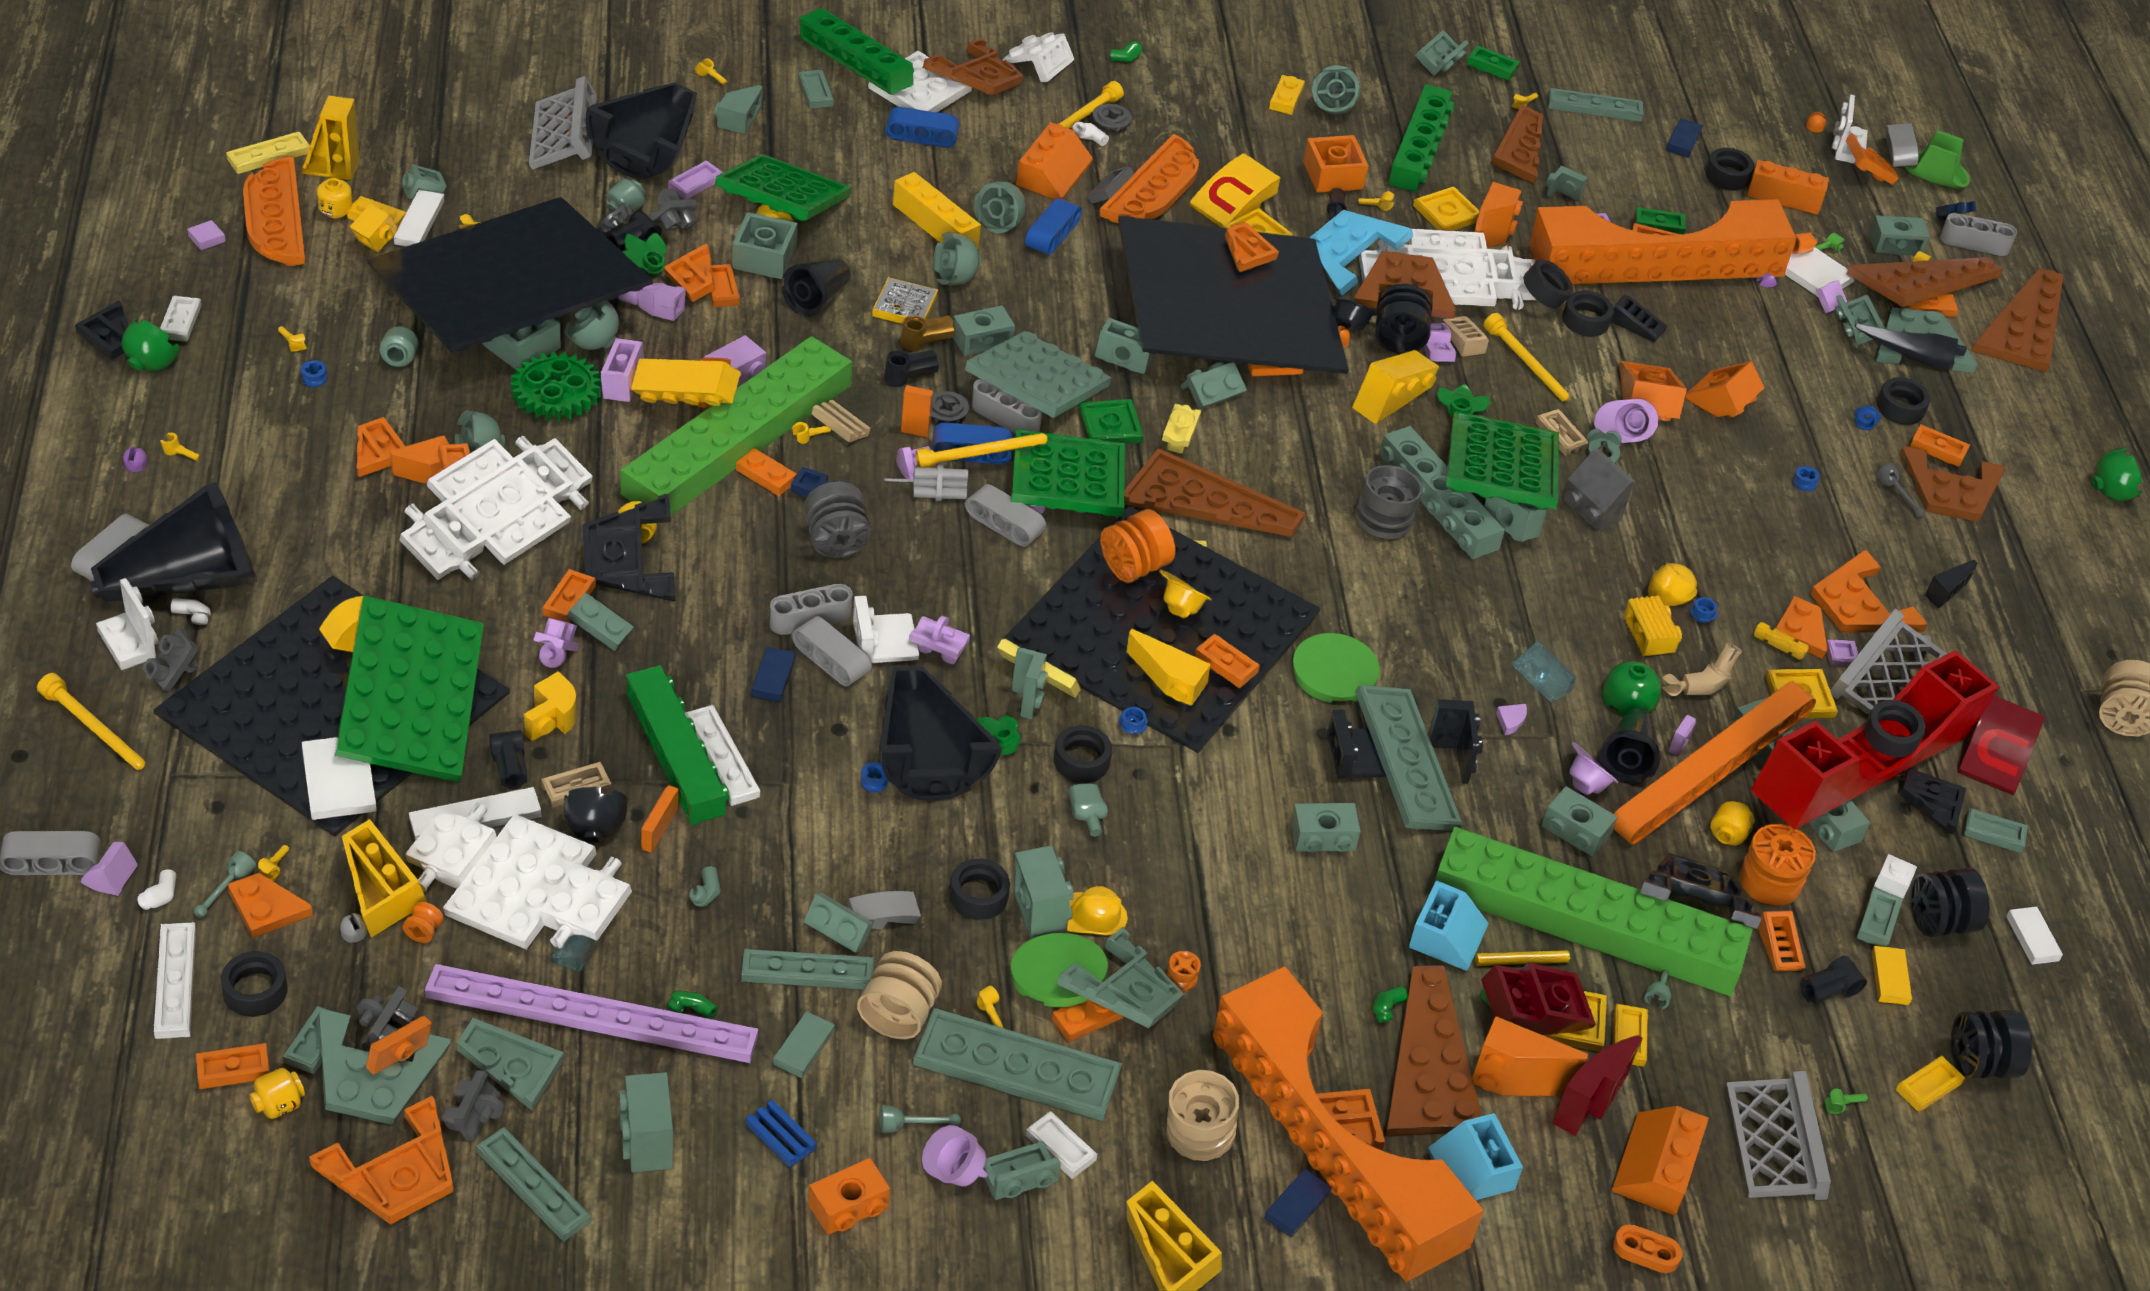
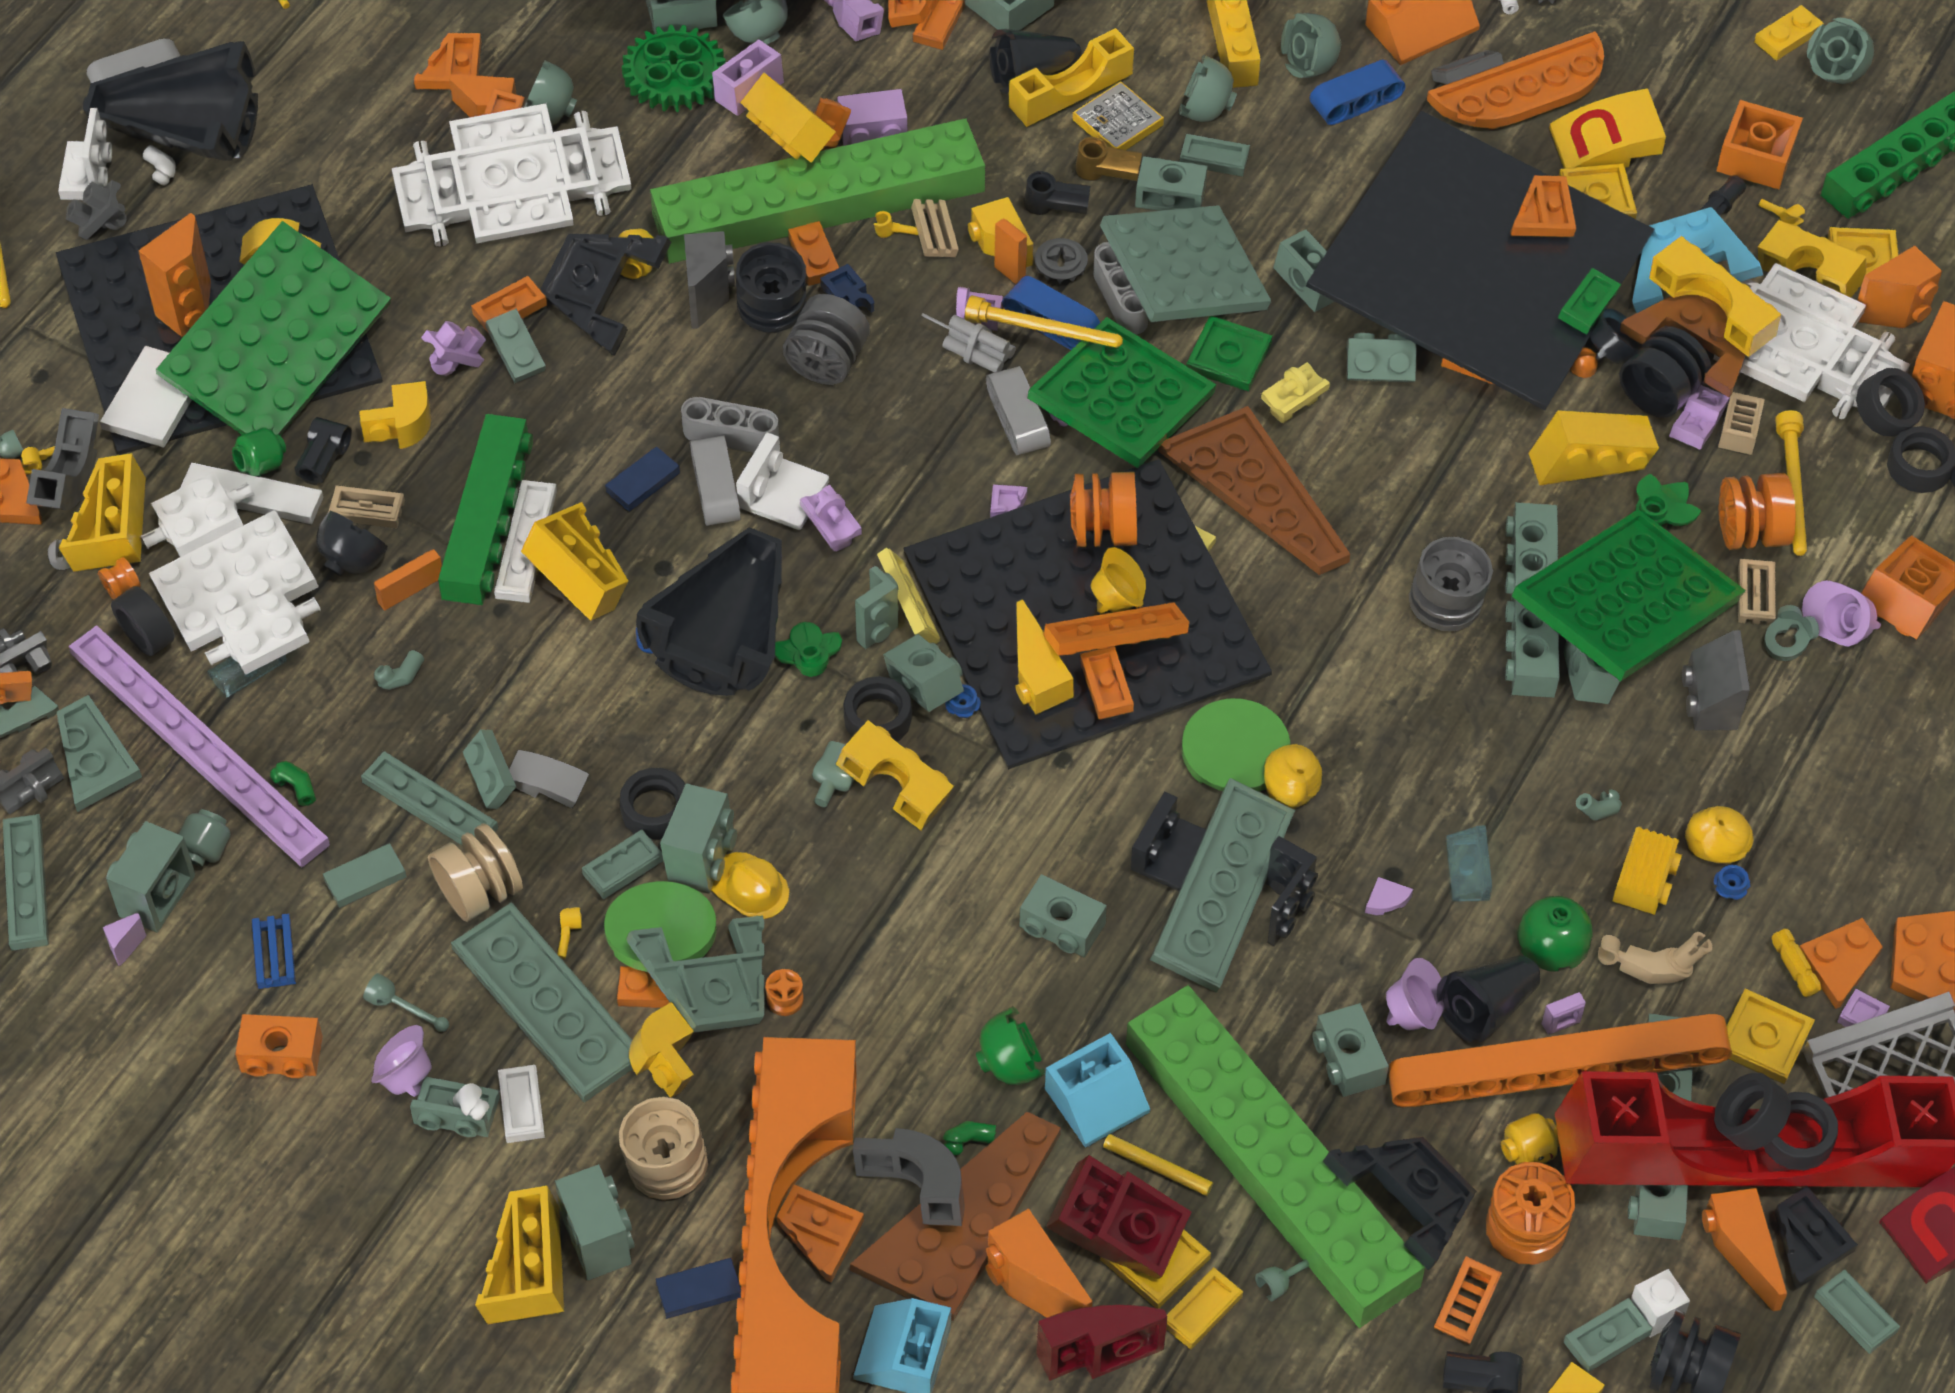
camera: 40 degrees right, 10 degrees up
(304, 674) = (177, 275): none -> orange slope
(308, 858) = (71, 464): none -> dark grey arch
(461, 779) = (258, 452): none -> green head
(483, 928) = (142, 621): none -> black tyre
(654, 1182) = (124, 936): none -> lavender slope
(659, 1063) = (205, 836): none -> sand green head
(708, 511) = (708, 274): none -> flat silver slope
(766, 501) = (770, 286): none -> black wheel
(785, 749) = (576, 561): none -> yellow wedge
(846, 302) = (1101, 65): none -> yellow arch
(884, 402) = (983, 225): none -> yellow slope
(991, 298) = (1216, 154): none -> sand green tile
(992, 941) = (622, 864): none -> sand green plate
(1042, 1151) = (469, 1101): none -> white arm
(1044, 577) = (1007, 498): none -> lavender tile
(1098, 707) = (924, 672): none -> sand green brick
(1134, 1053) = (657, 1047): none -> yellow brick
(1160, 788) = (876, 753): none -> yellow arch
(1202, 1189) = (595, 1221): none -> sand green brick
(1209, 620) = (1116, 629): none -> orange plate
(1322, 294) = (1589, 301): none -> green plate
(1372, 928) = (1009, 1049): none -> green cylinder
(1380, 246) = (1687, 271): none -> yellow arch
(1387, 1032) = (921, 1161): none -> dark grey arch
(1392, 666) = (1292, 775): none -> yellow hair
(1438, 215) = (1795, 248): none -> yellow arch
(1530, 379) = (1757, 511): none -> orange wheel
(1589, 599) = (1596, 810): none -> sand green arm
(1878, 741) = (1766, 1122): none -> black tyre
(1906, 820) = (1745, 1242): none -> orange slope

